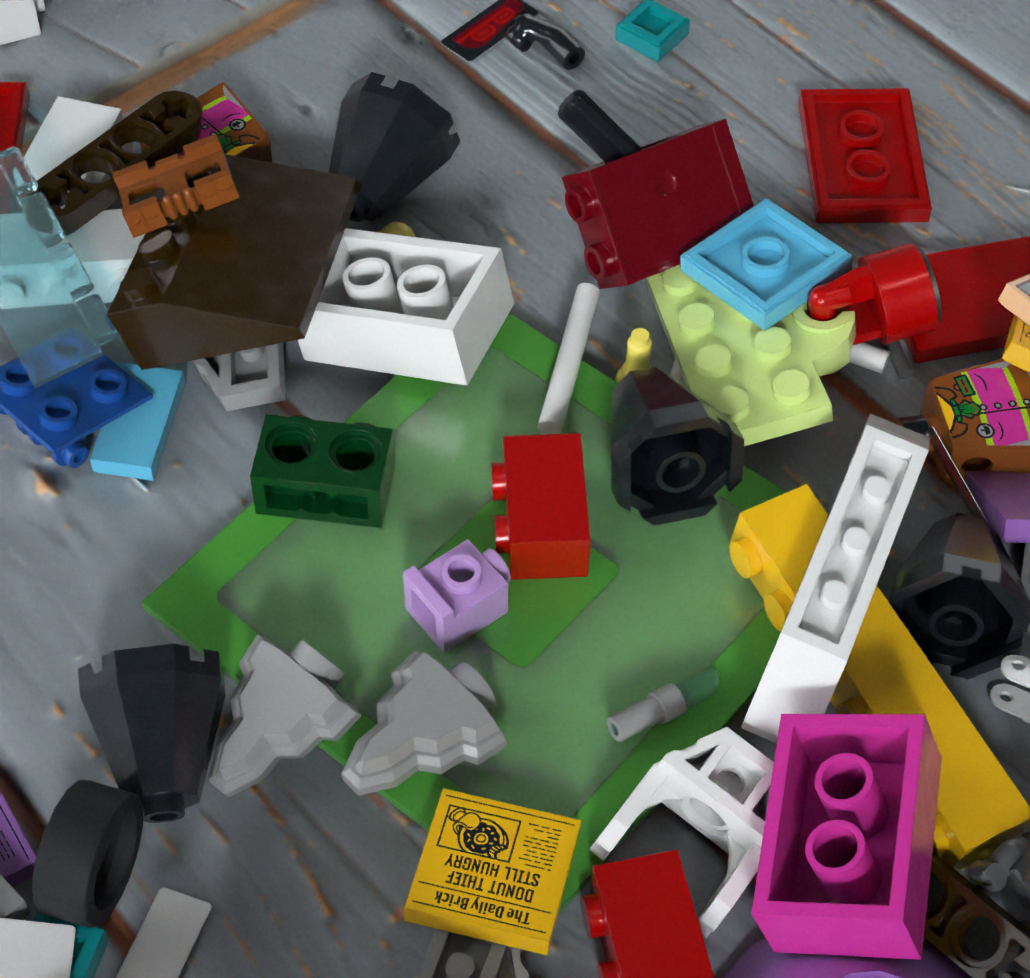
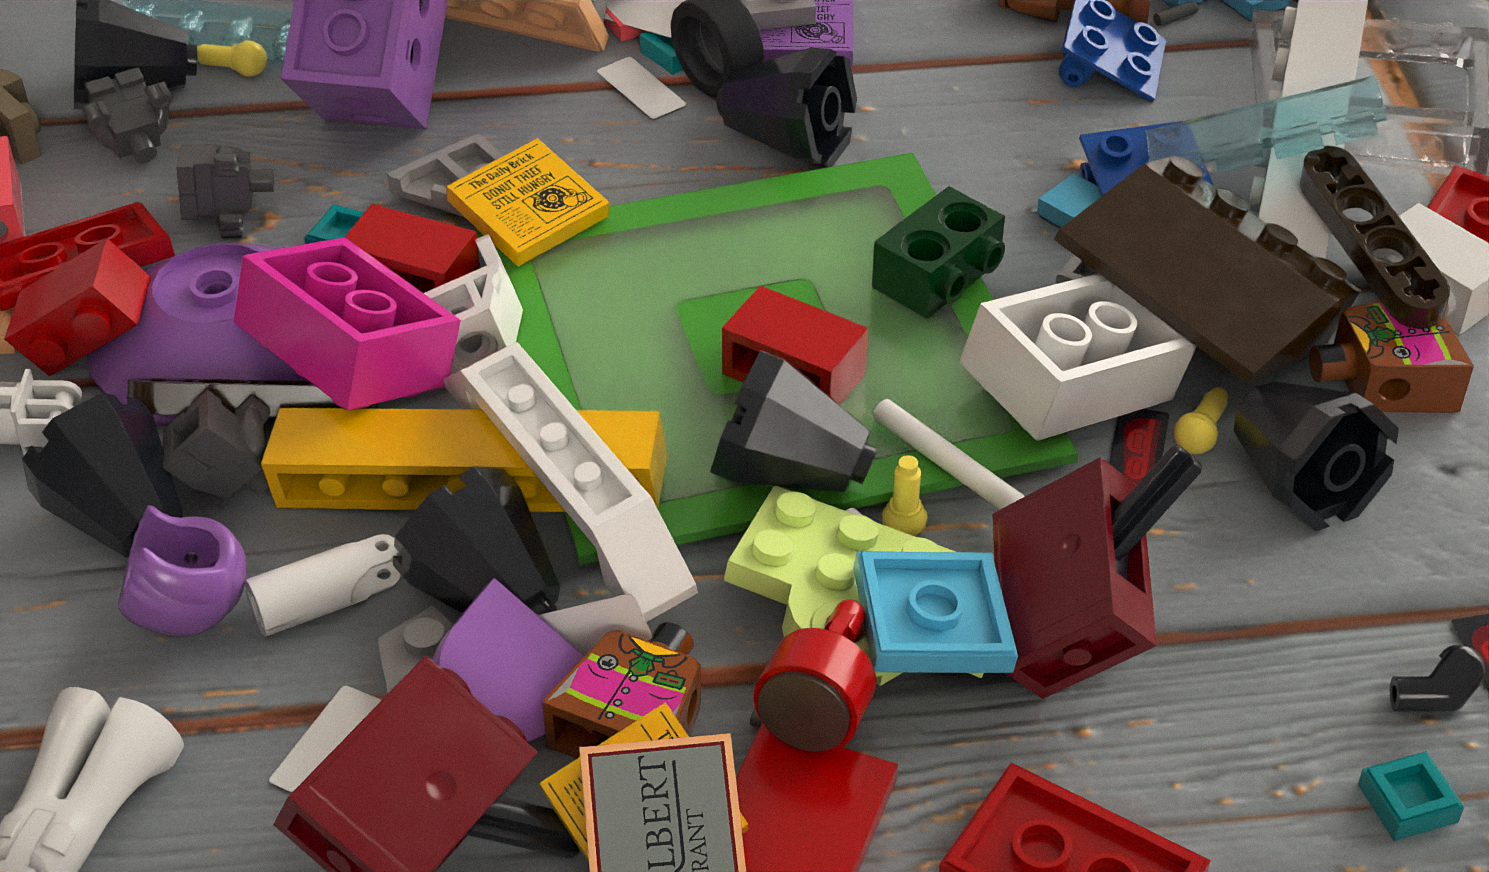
camera: 125 degrees right, 10 degrees down
(173, 177) = (1312, 235): dark orange piece -> none
(278, 713) = (750, 162): light grey rock -> none
(425, 725) = (666, 219): light grey rock -> none
(457, 593) = (755, 258): lavender brick -> none
(663, 705) = (565, 343): light grey piece -> none

